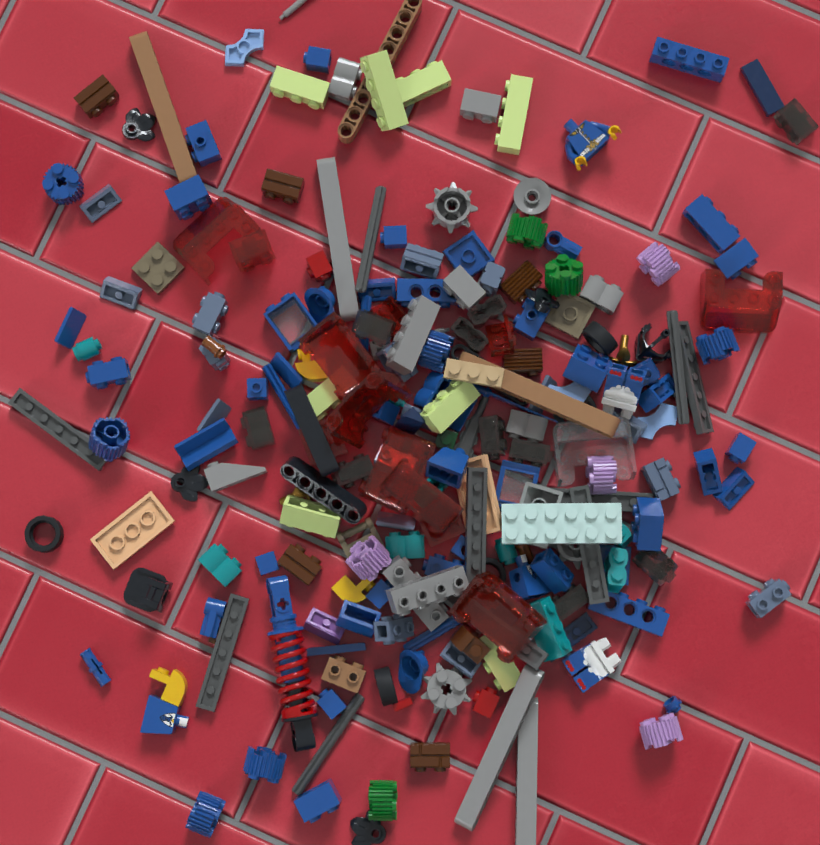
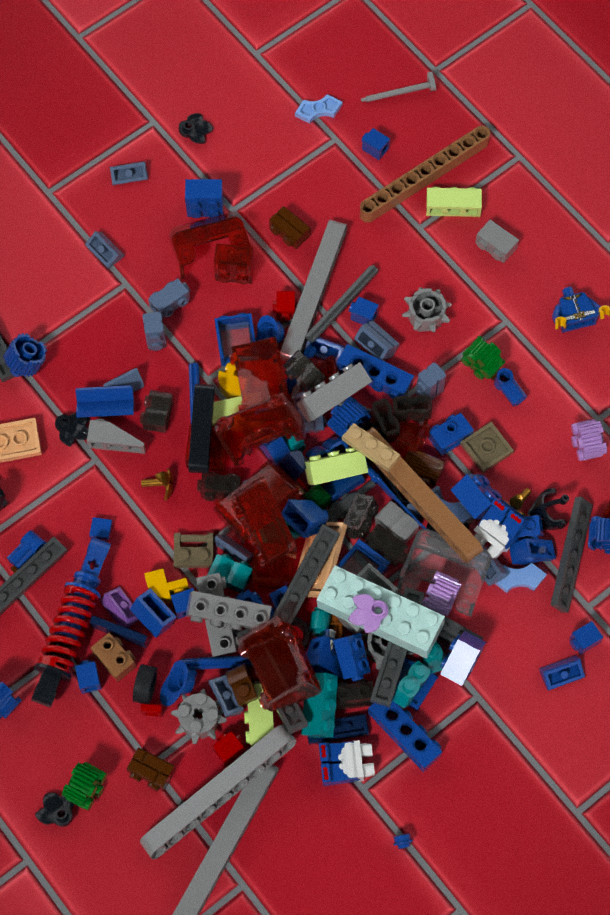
camera: 25 degrees right, 15 degrees down
(56, 177) = (106, 142): blue brick -> none
(70, 328) = (45, 256): blue slope -> none
(87, 349) = (49, 279): teal brick -> none
(97, 97) = (173, 90): reddish brown brick -> none
(102, 373) = (56, 305): blue brick -> none
(158, 268) = (147, 244): dark tan plate -> none
(163, 106) = (224, 119): medium nougat beam -> none
(203, 143) = (241, 164): blue brick -> none
(214, 347) = (155, 318): dark orange pin -> none
(220, 564) = (59, 509): teal brick -> none
(257, 389) = (175, 378): blue brick -> none
(286, 371) = (208, 373): blue slope -> none
(299, 88) = (348, 158): yellowish green brick -> none
(300, 564) = (128, 542): reddish brown brick -> none
(309, 516) = (161, 505): yellowish green brick -> none
(315, 486) = (170, 459): black beam -> none
(317, 801) = (26, 754): blue brick -> none
(328, 743) = (64, 713): dark grey axle -> none
(344, 79) = (389, 168): light grey brick -> none
(368, 558) = (191, 562): lavender brick -> none
(383, 90) = (417, 188): yellowish green brick -> none
(393, 629) = (179, 636): sand blue brick -> none
(464, 288) = (401, 376): light grey brick -> none
(469, 253) = (419, 355): blue tile -> none
(515, 113) = (523, 262): yellowish green brick -> none
(523, 278) = (456, 400): reddish brown brick -> none
(534, 187) = (504, 327): light grey dish -> none
(542, 300) = (466, 419): black plate -> none
(553, 537) = (365, 612): none -> lavender plate
(563, 276) = (496, 410): green brick -> none
(599, 338) = (502, 478): black tyre -> none
(601, 294) = (525, 445): light grey brick -> none
(656, 565) = (452, 701): clear smoke brick -> none
(660, 479) = (496, 629): sand blue brick -> none
(660, 731) = (377, 855): lavender brick -> none
(677, 367) = (561, 537): dark grey axle -> none
(708, 471) = (544, 643): blue arch -> none
(769, 597) = (545, 785): sand blue brick -> none

